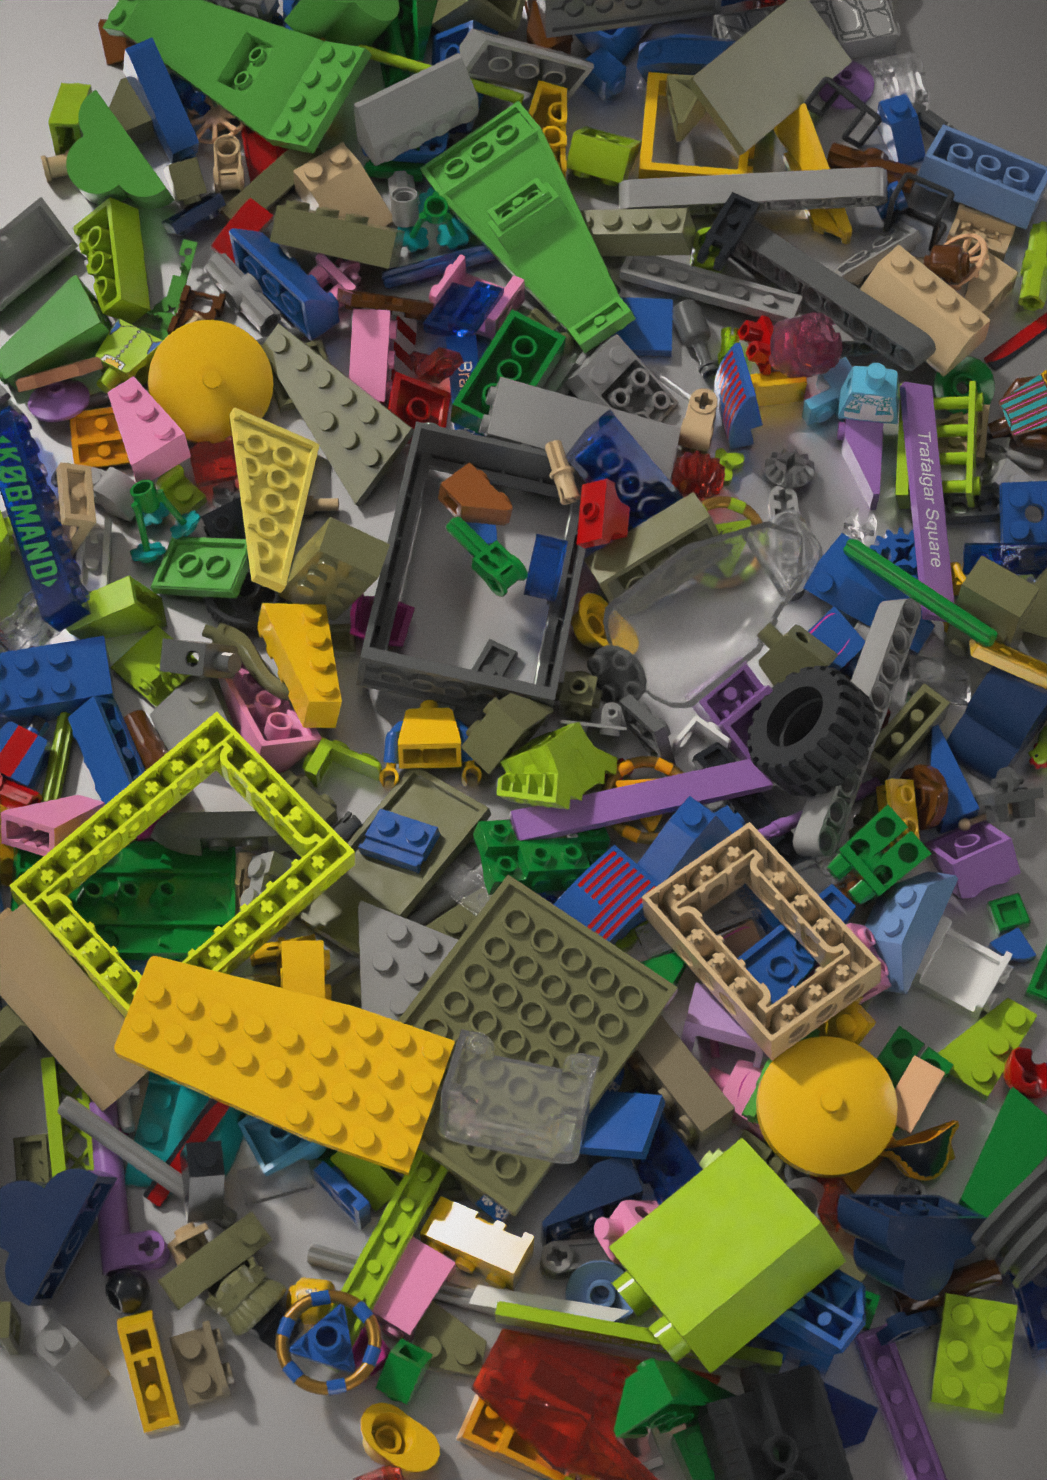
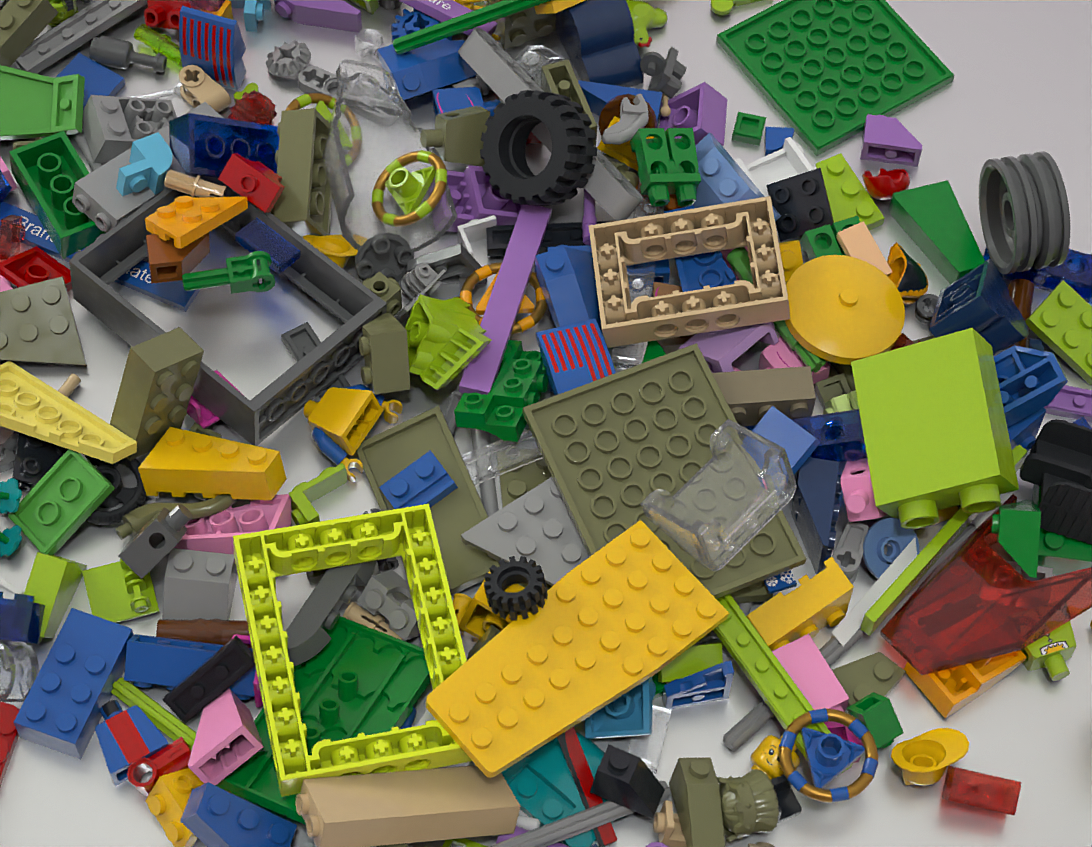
camera: 60 degrees left, 5 degrees down
(95, 779) = (210, 679): none -> black tile
(301, 985) = (517, 602): none -> black tyre
(518, 488) = (193, 217): none -> light orange wing
(564, 426) = (149, 164): none -> medium azure brick
(704, 650) = (410, 188): none -> lime piece
(902, 796) = (631, 119): none -> light grey piece
(938, 1007) = (801, 203): none -> black hinge

